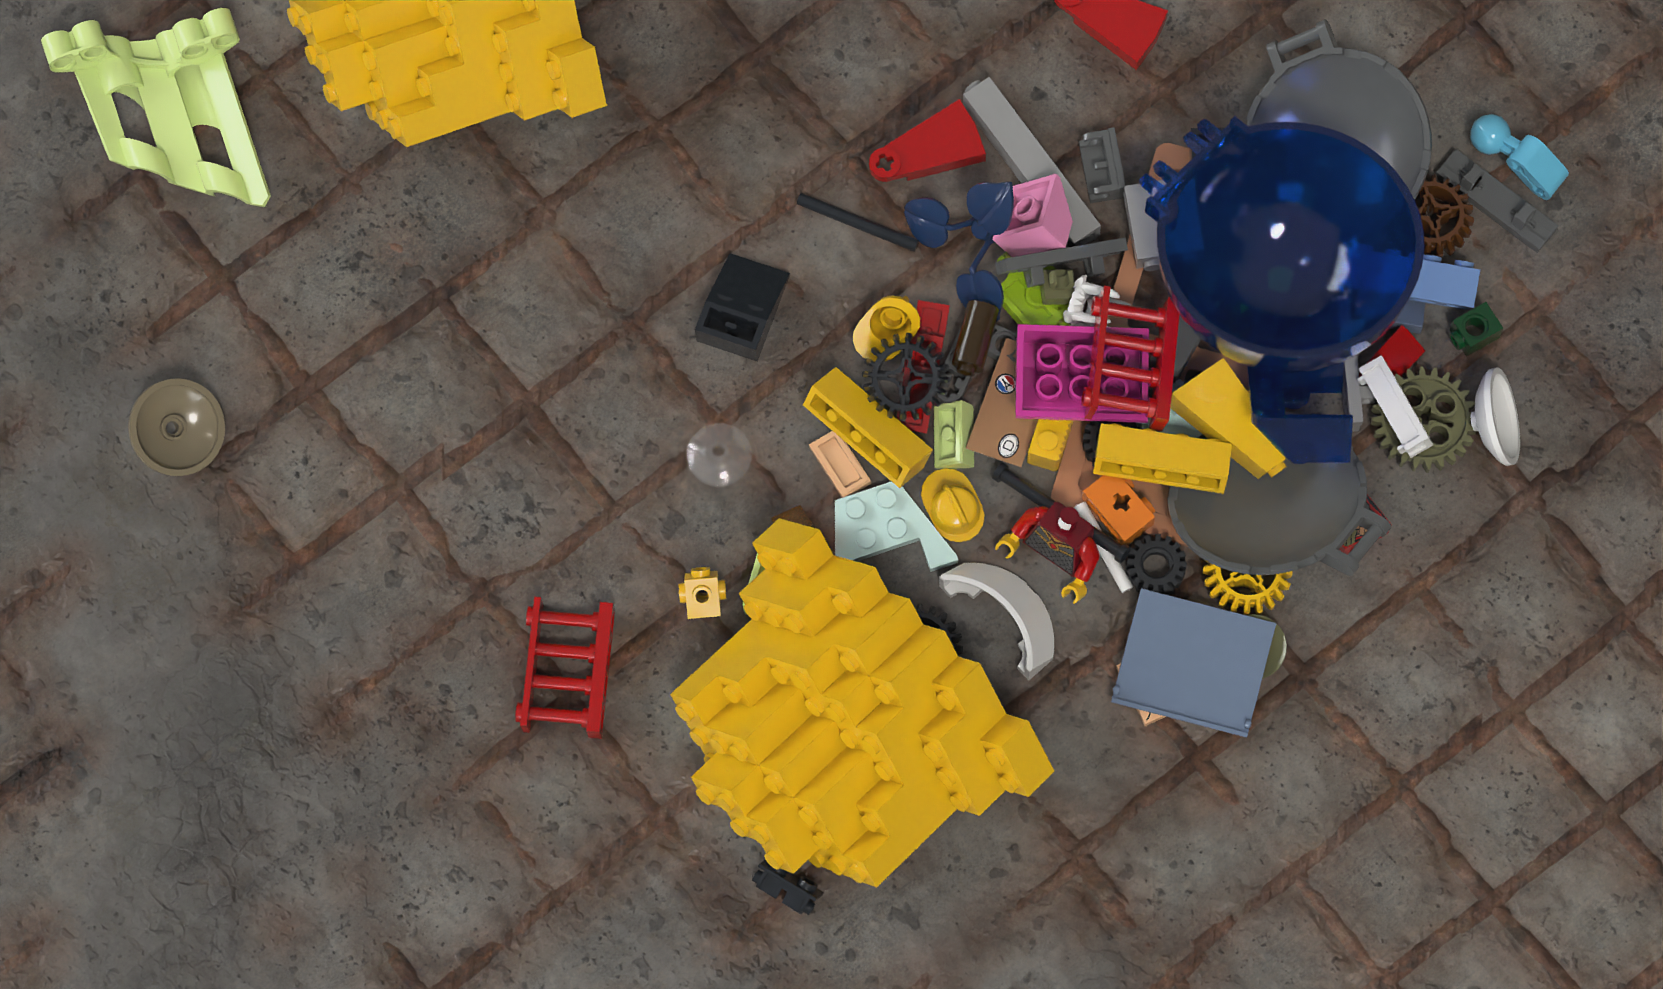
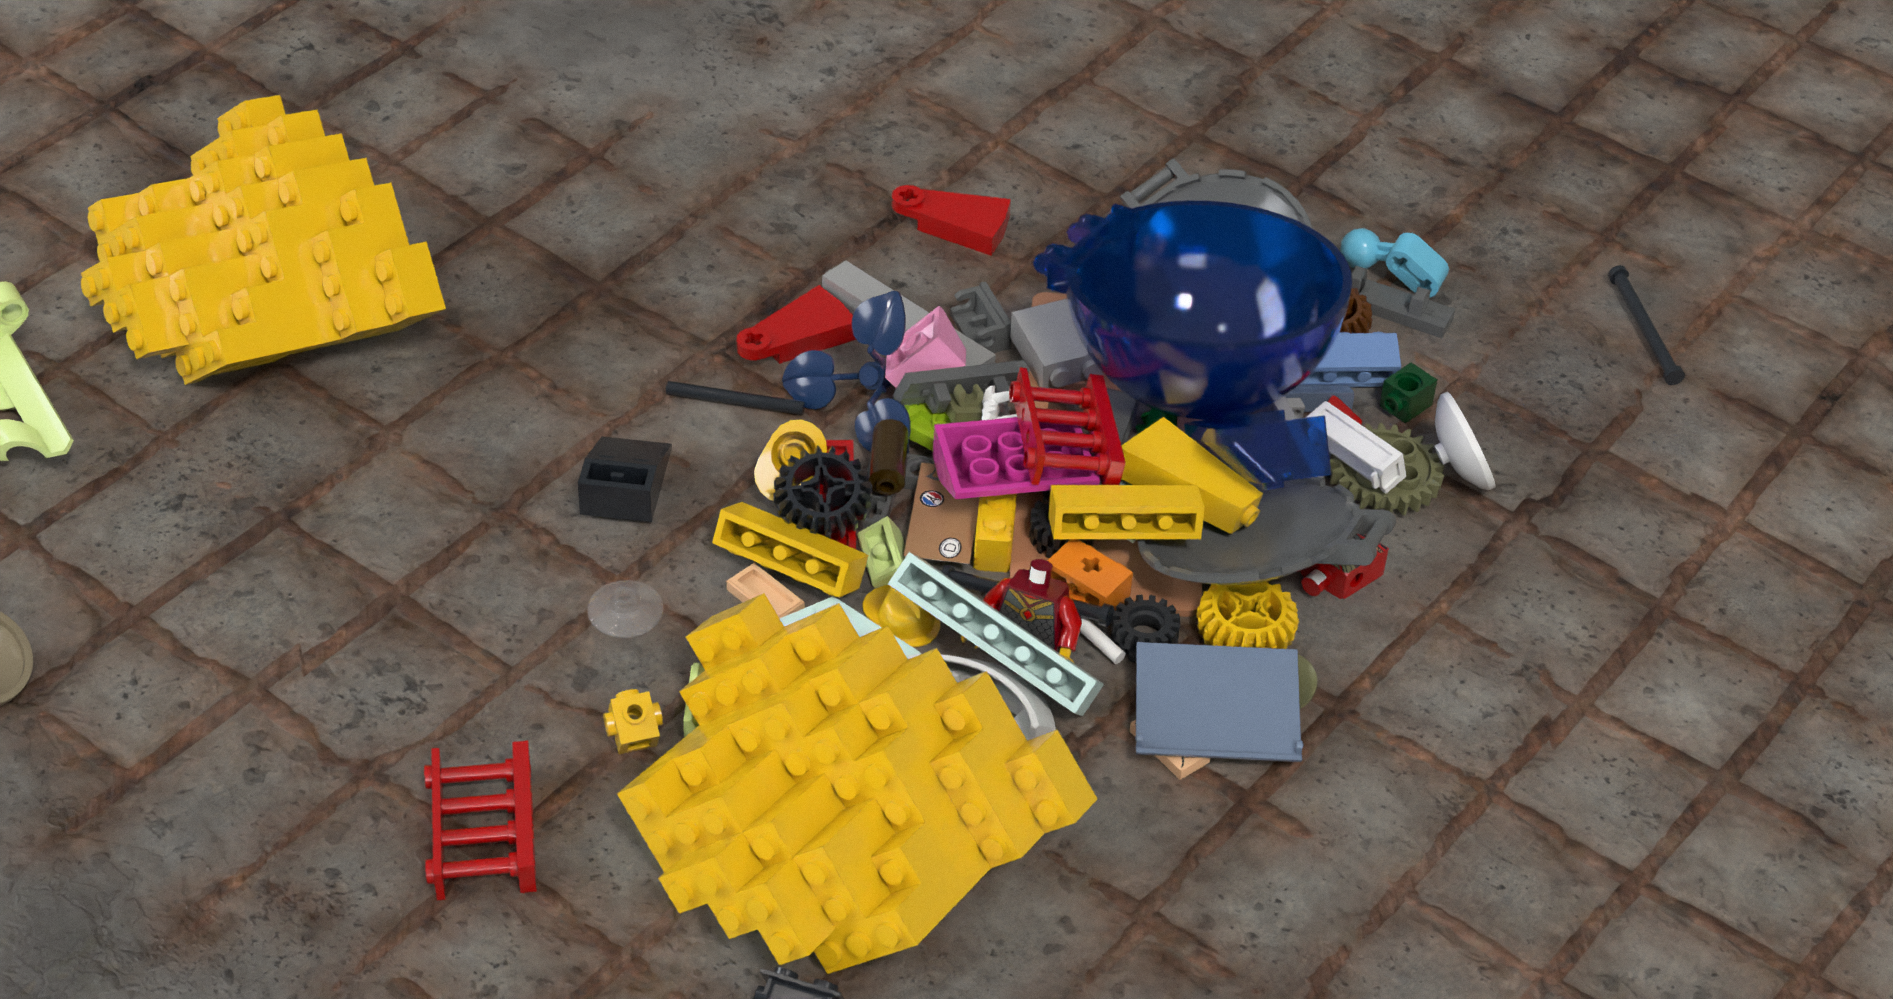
camera: 20 degrees left, 30 degrees down
(1019, 566) = (996, 634): none -> light aqua brick

